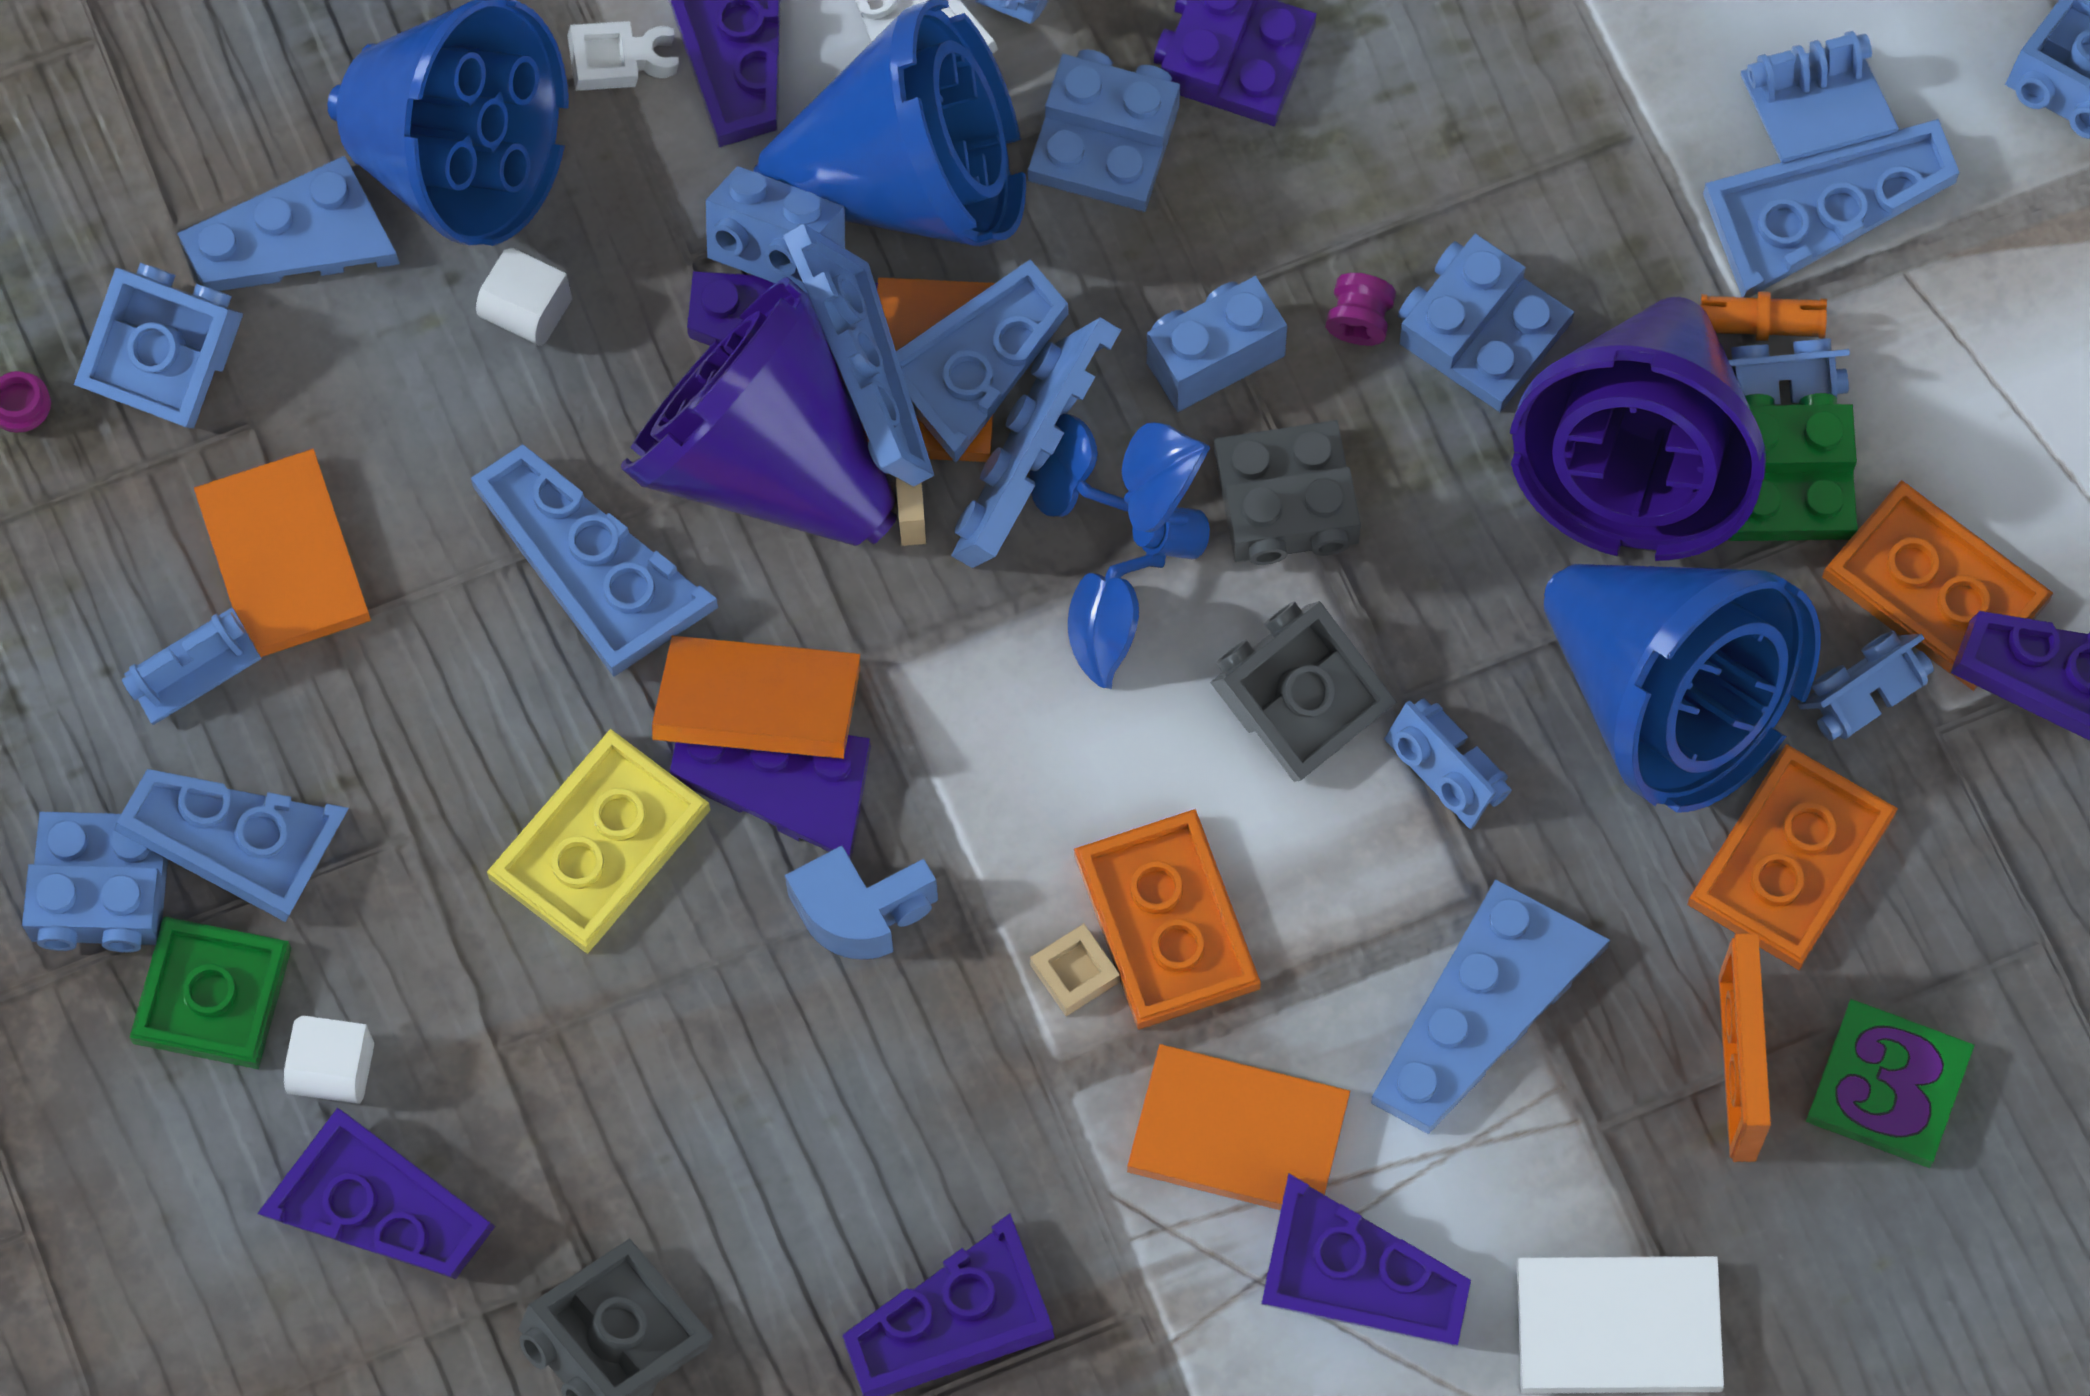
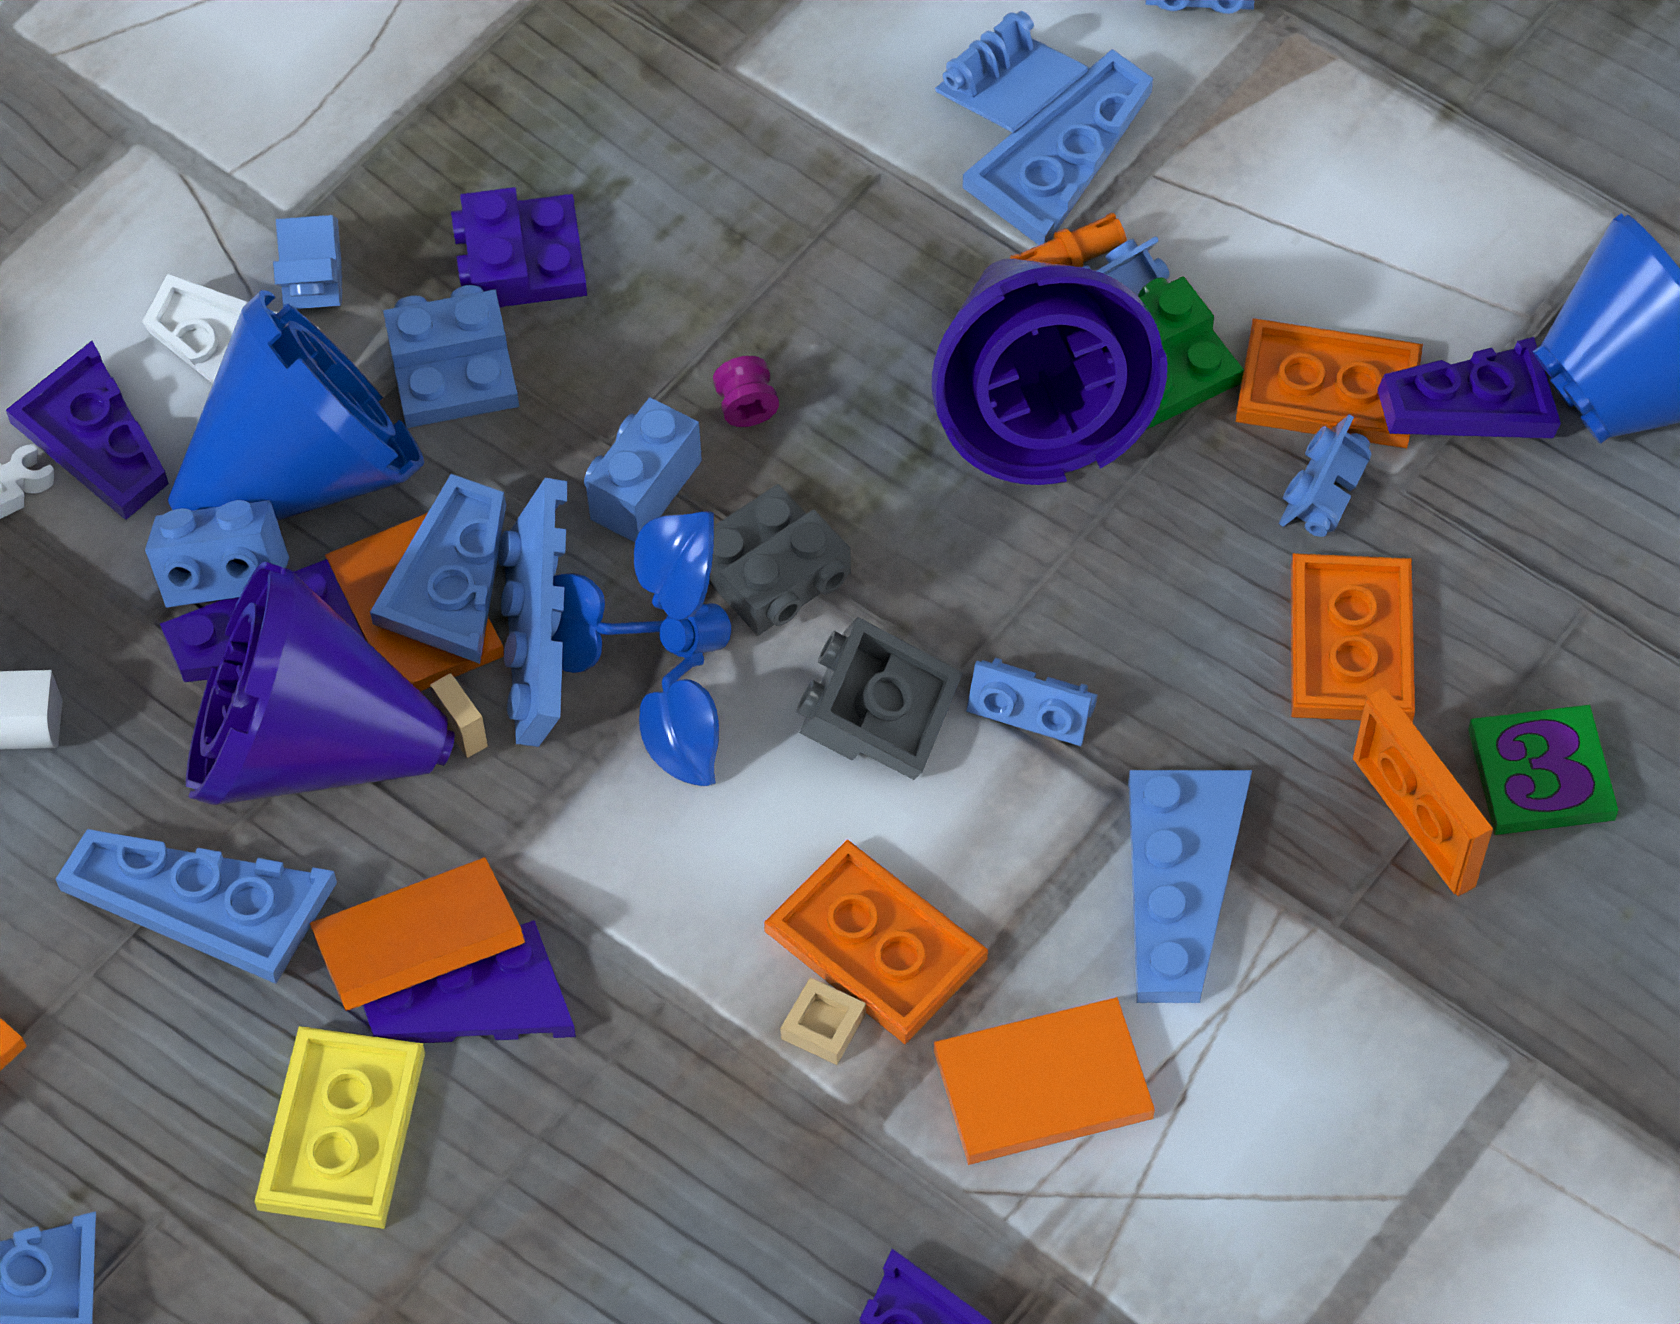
camera: 30 degrees left, 10 degrees down
(856, 918) = (604, 1072): medium blue brick -> none
(863, 348) = (357, 603): medium blue wing -> none
(1358, 1274) = (1214, 1142): dark purple wing -> none
(1482, 321) = (848, 357): medium blue plate -> none
(1619, 1325) = (1454, 1071): white tile -> none
(1685, 670) = (1181, 521): blue cone -> none

